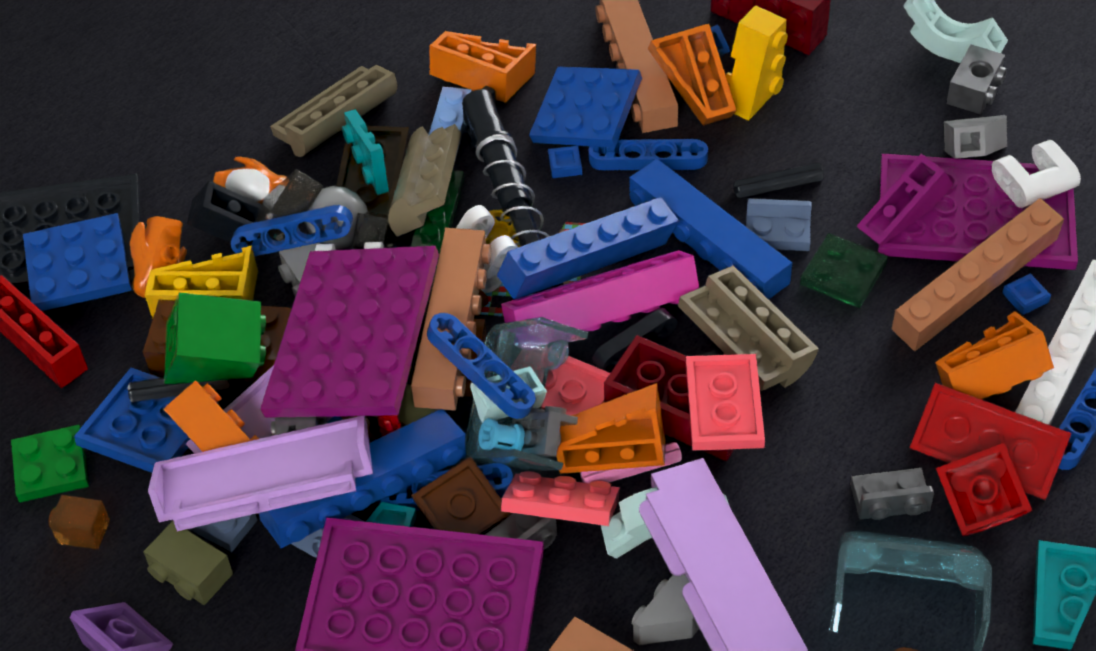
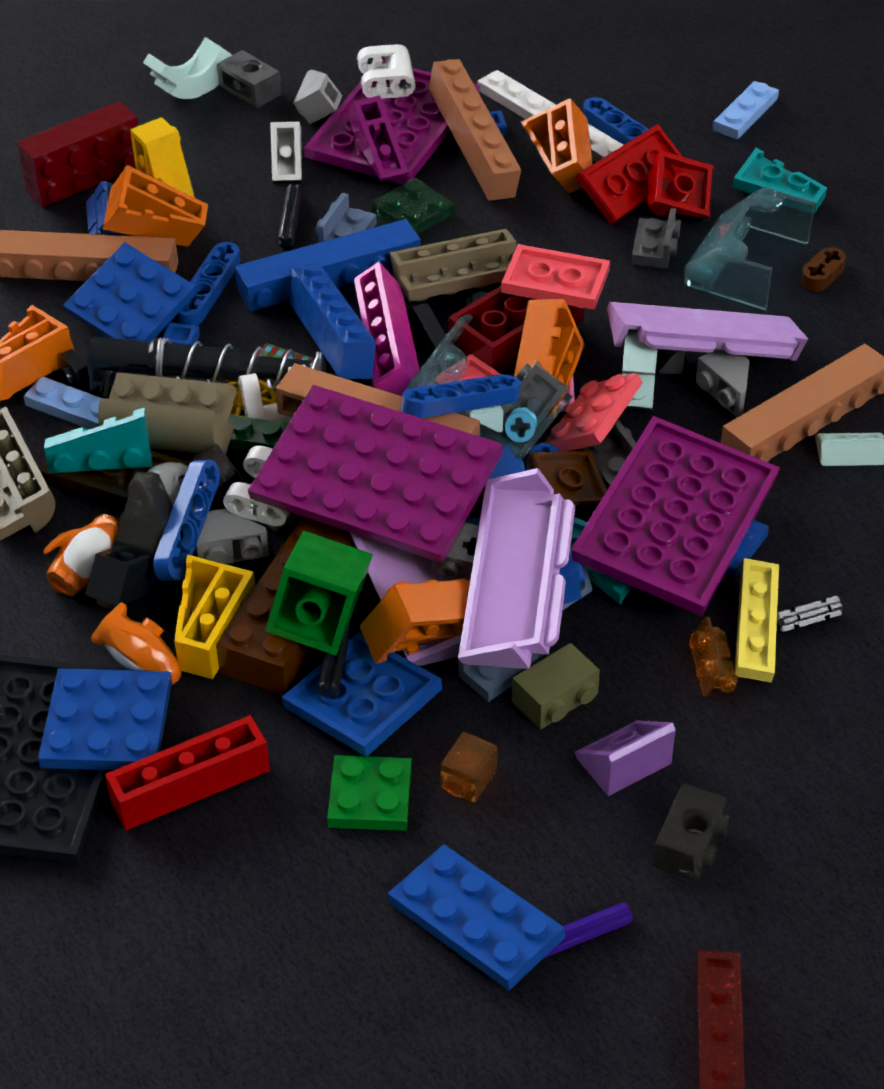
camera: 75 degrees left, 5 degrees down
(868, 141) = (286, 151): none -> white slope

